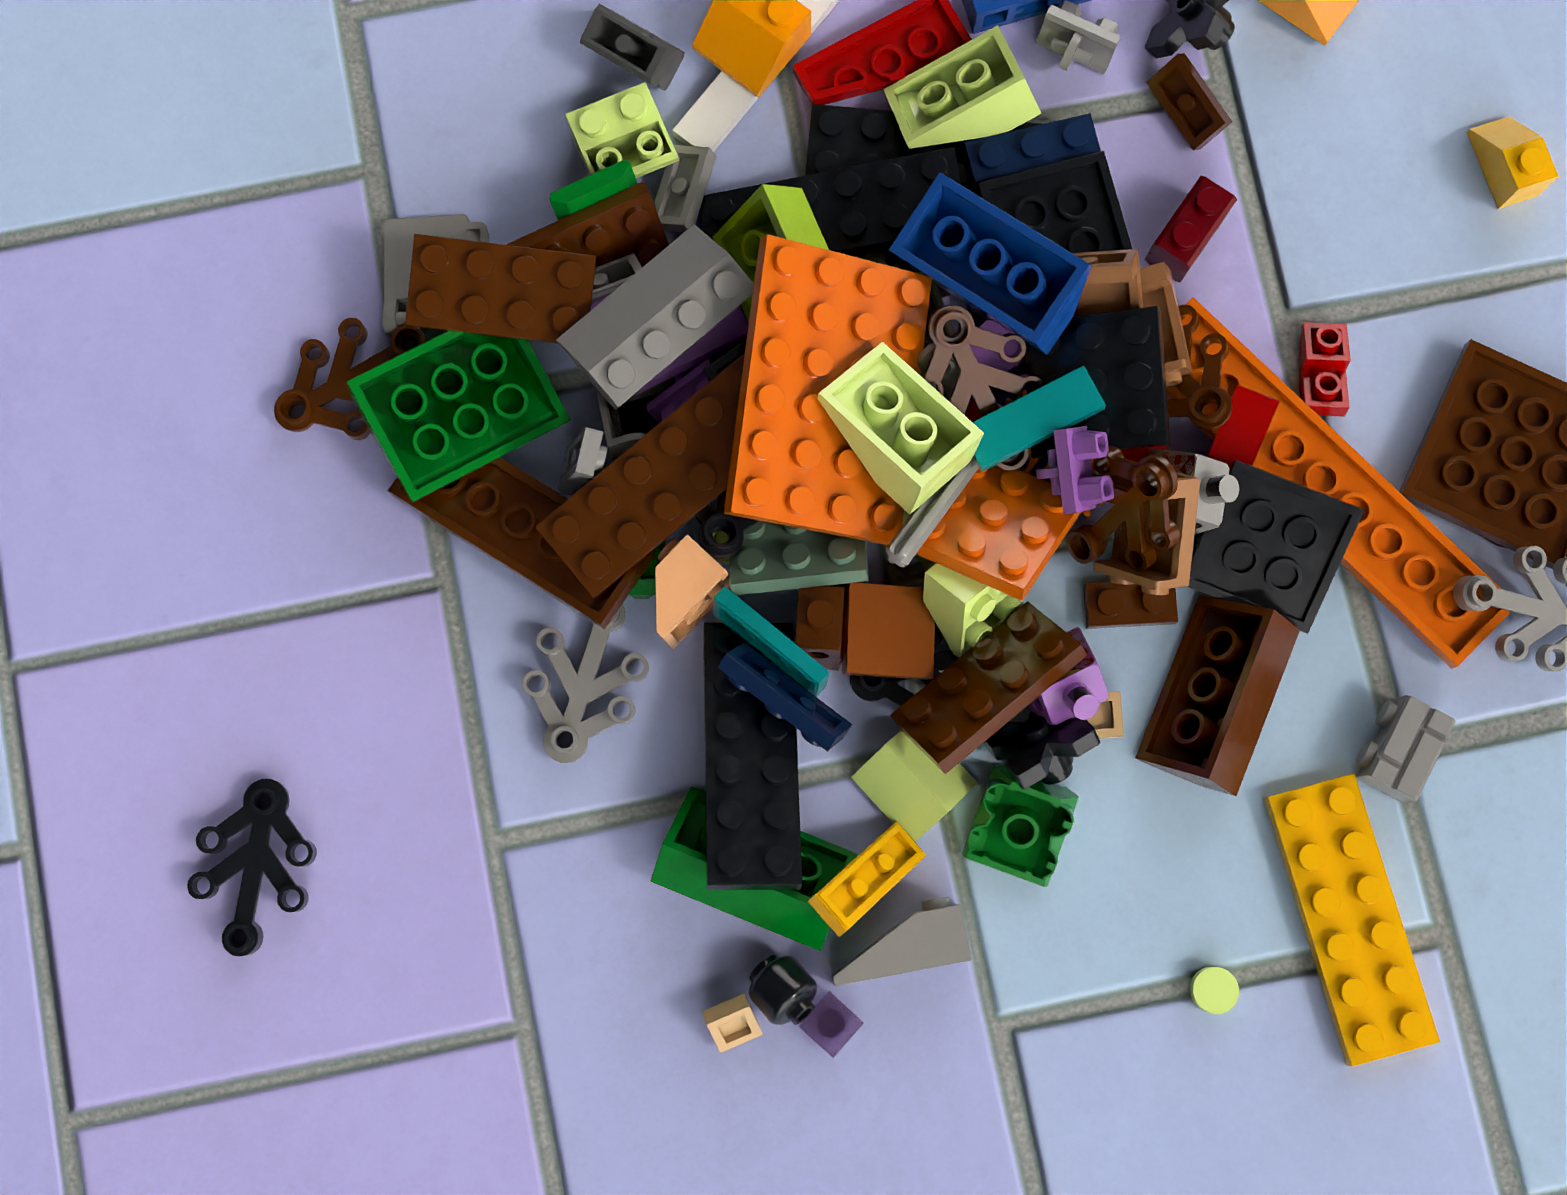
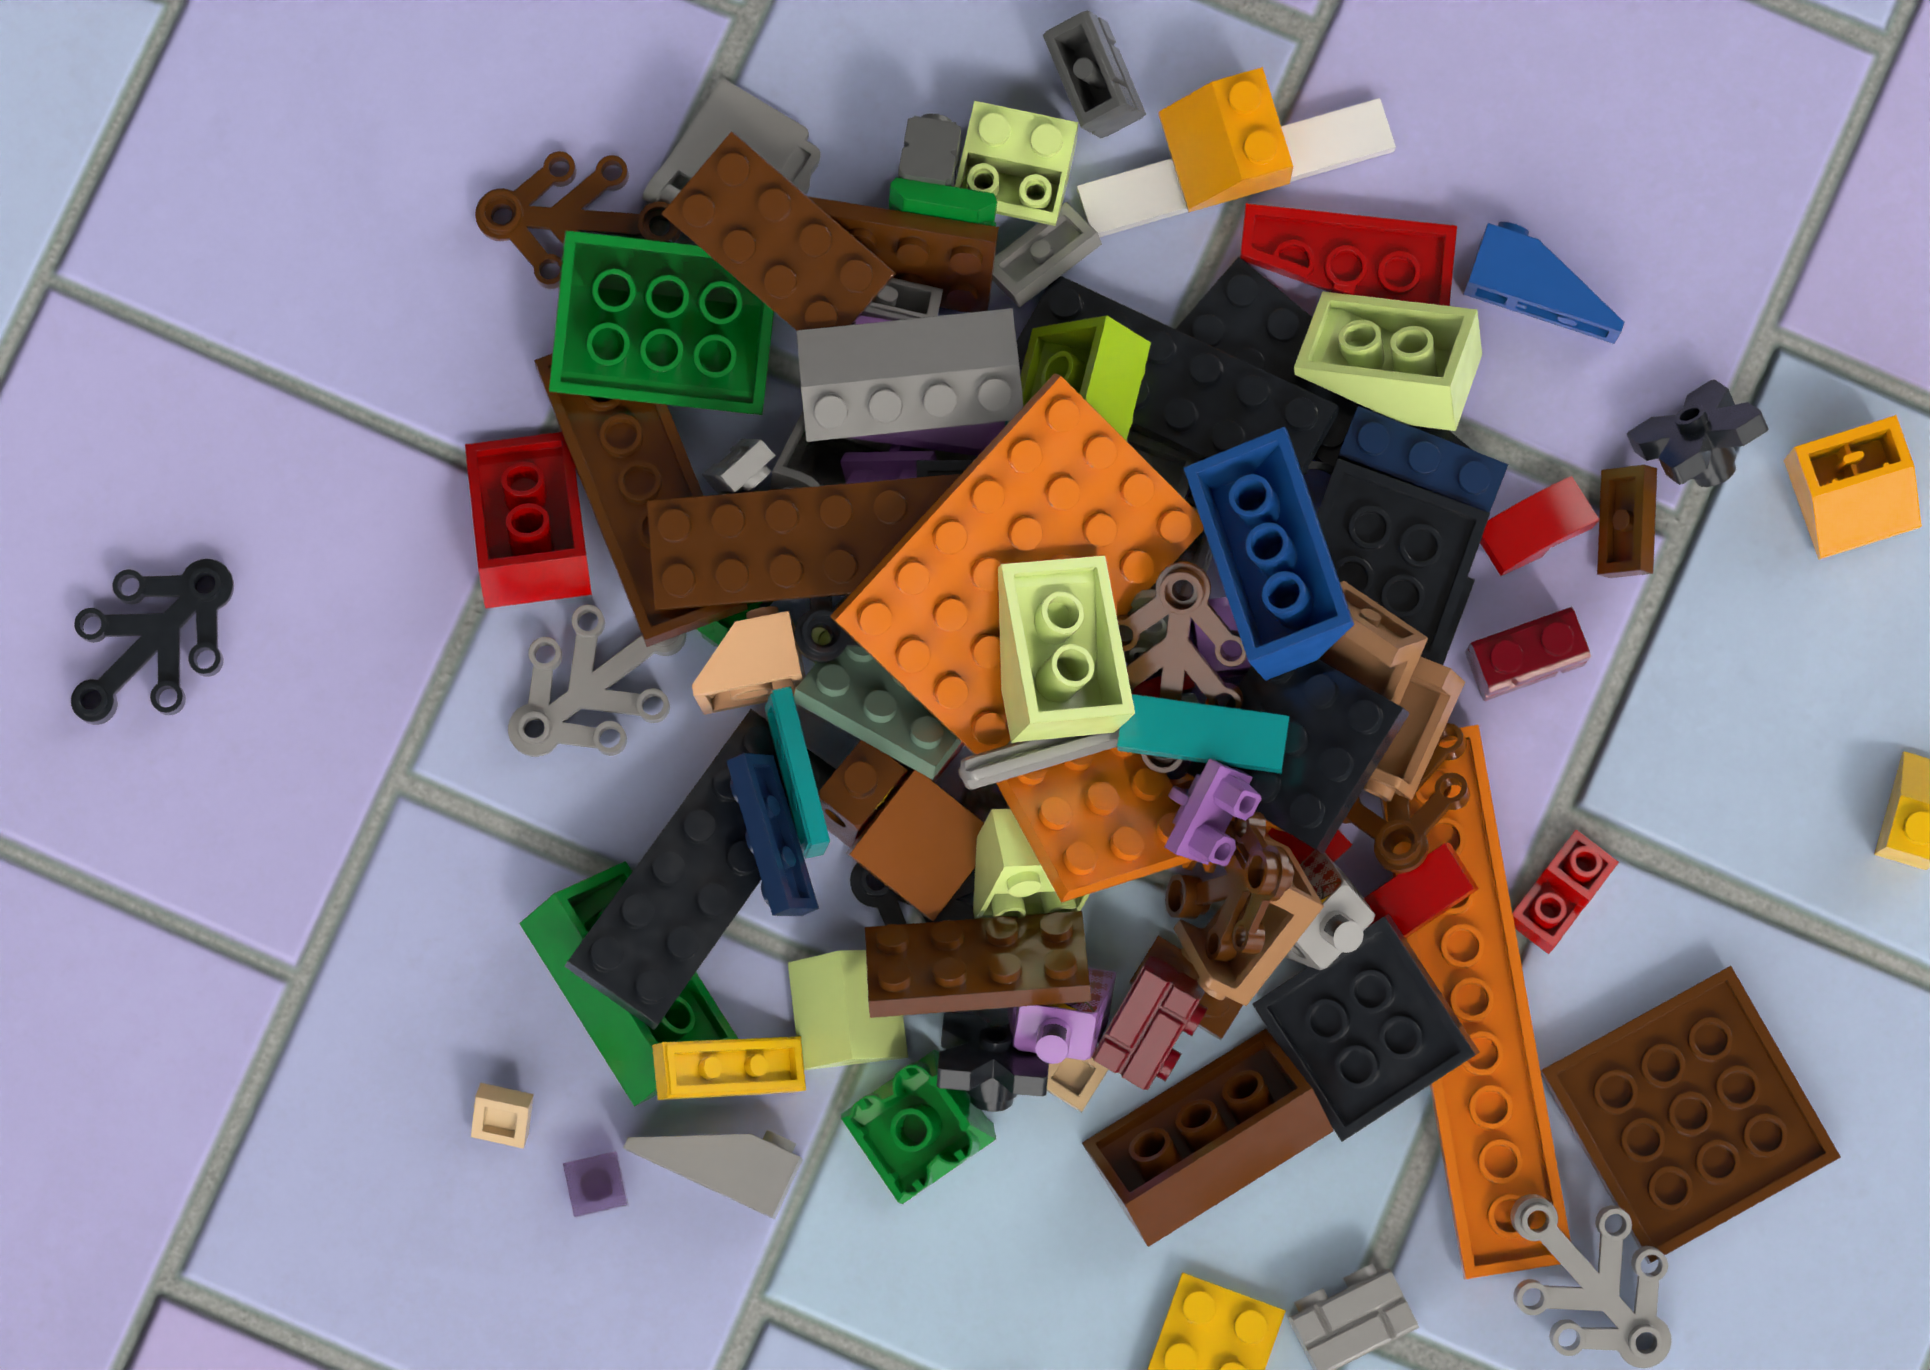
camera: 35 degrees right, 0 degrees up
(460, 602) = (527, 520): none -> red slope
(559, 160) = (931, 150): none -> dark grey brick
(782, 990) = (572, 1117): black head -> none
(1077, 38) = (1558, 378): light grey hips -> none
(1129, 643) = (1150, 1023): none -> brick
(1134, 142) = (1536, 525): none -> red slope

